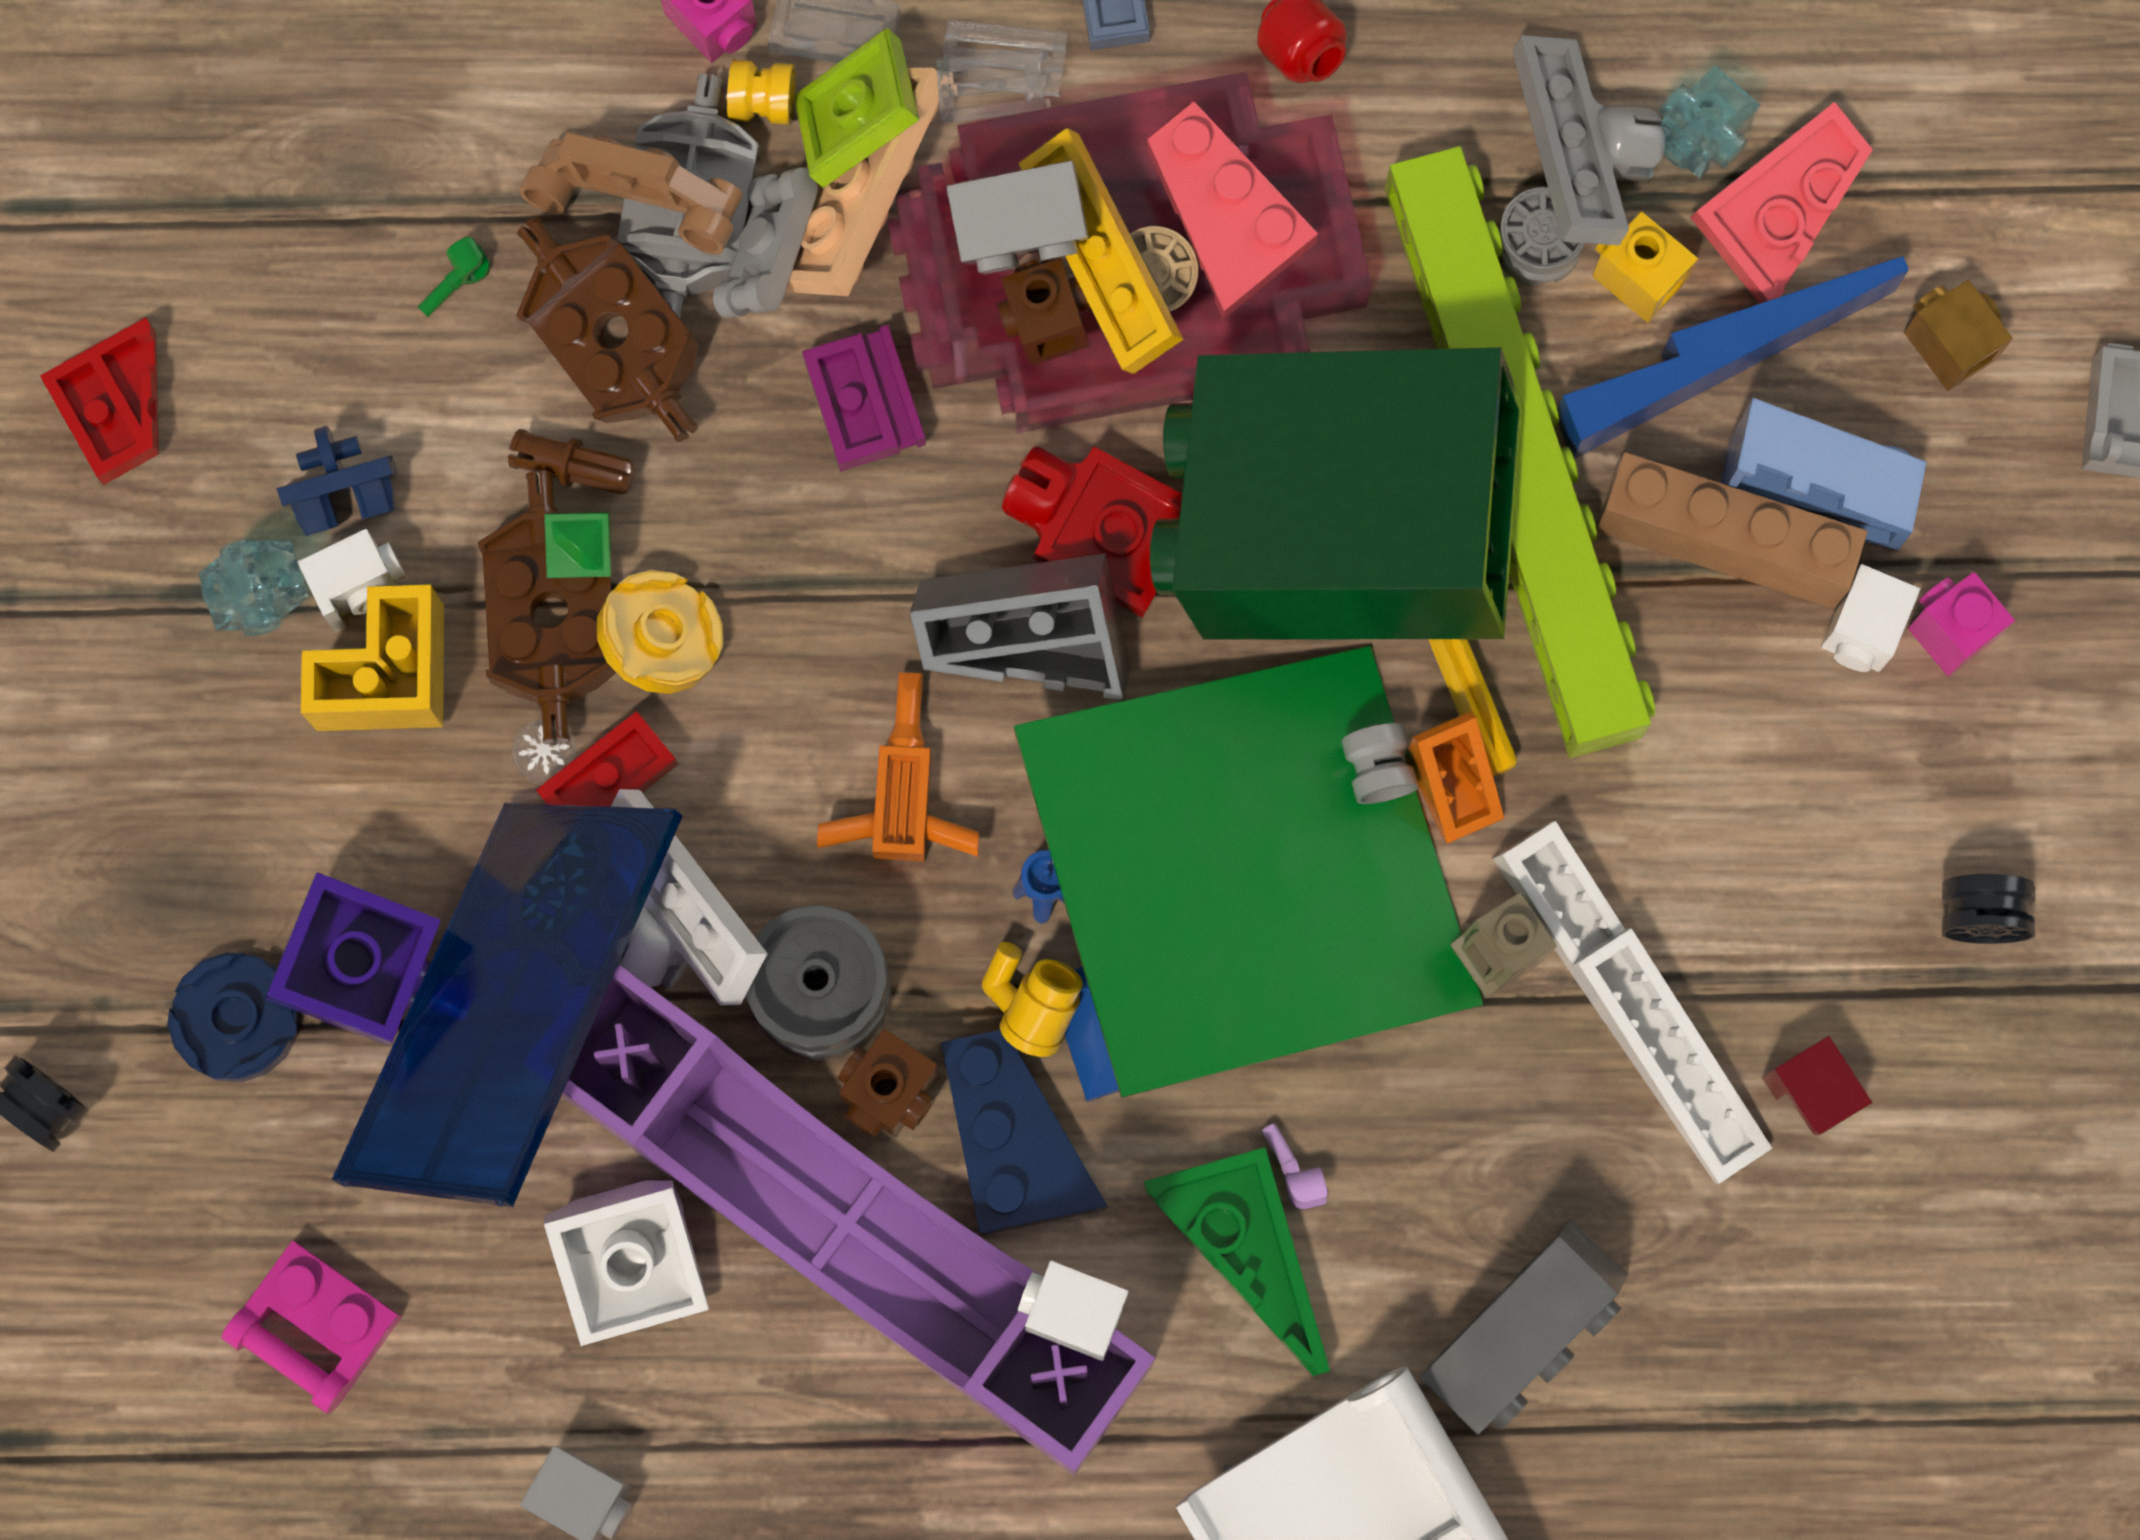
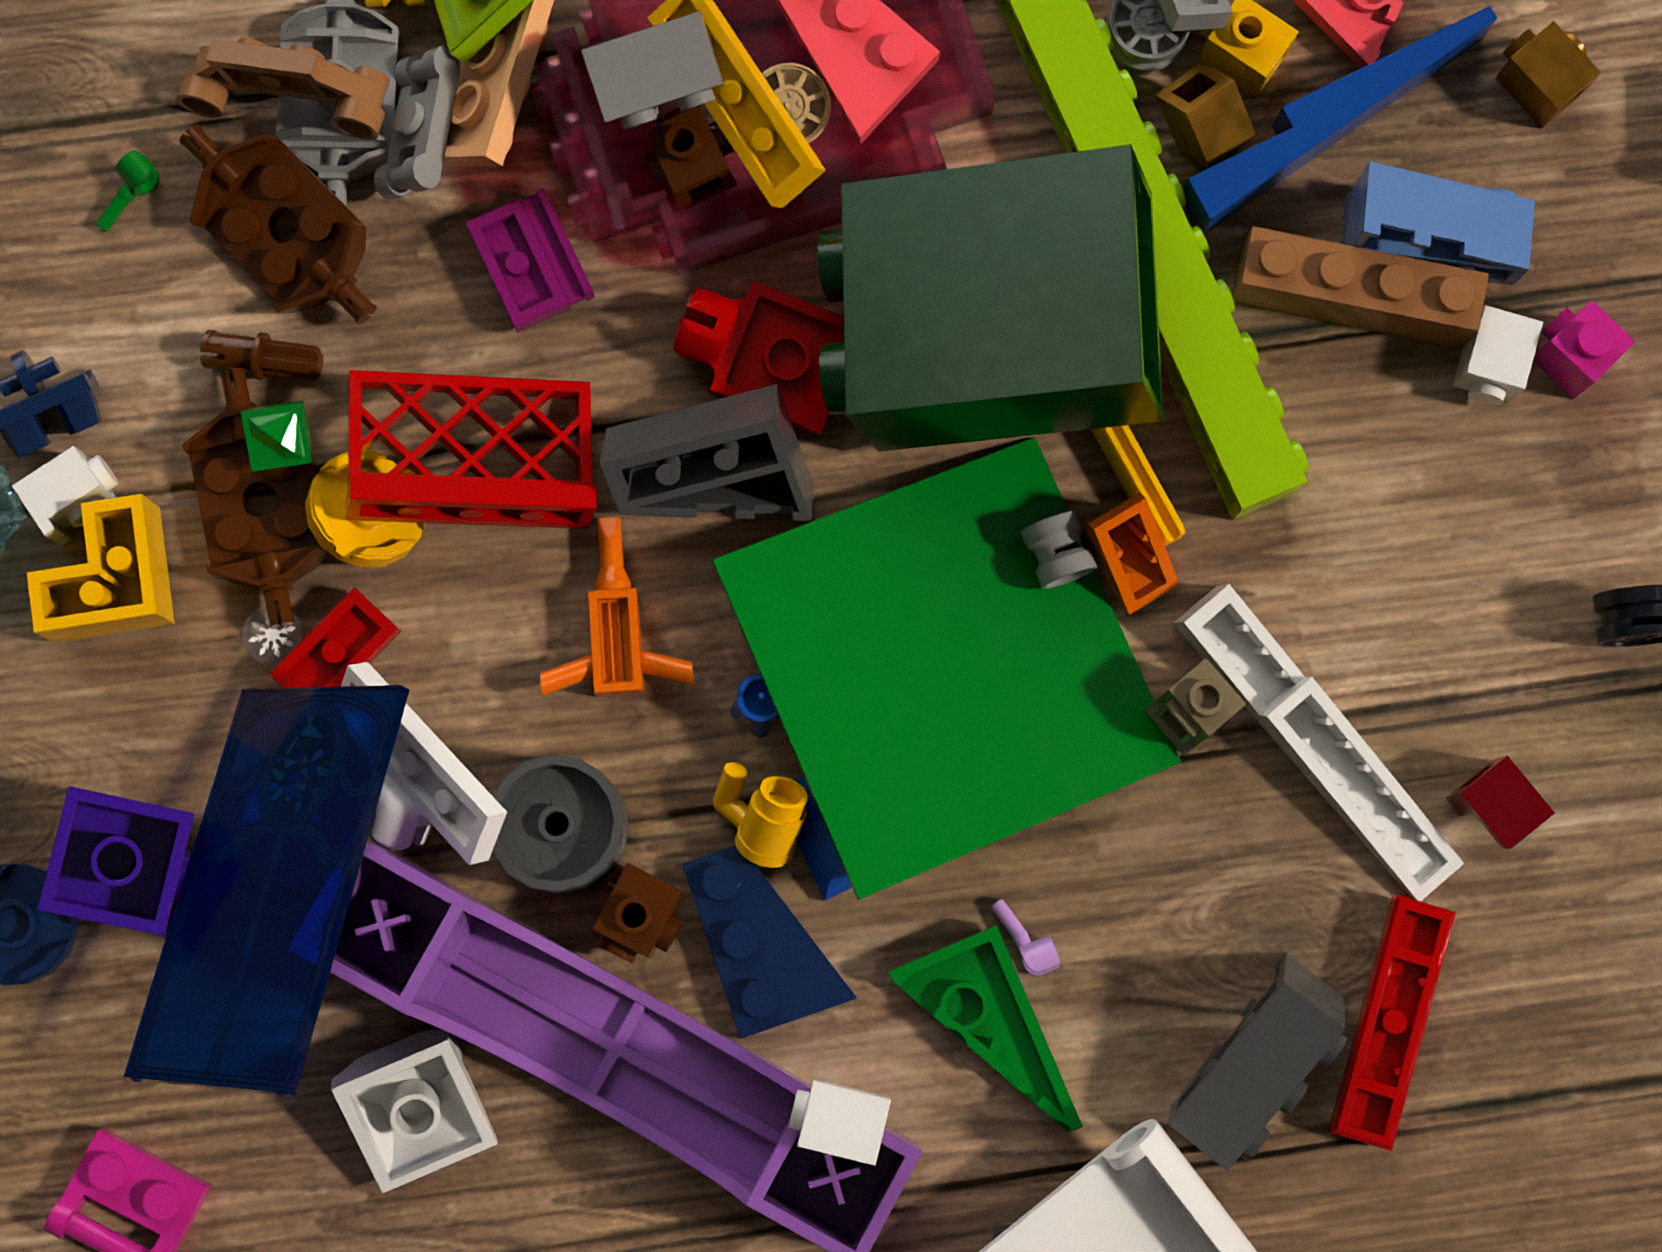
camera: 10 degrees left, 5 degrees up
(764, 633) = (461, 498): none -> red fence
(1590, 333) = (1206, 115): none -> pearl gold brick
(1674, 1305) = (1392, 1022): none -> red plate

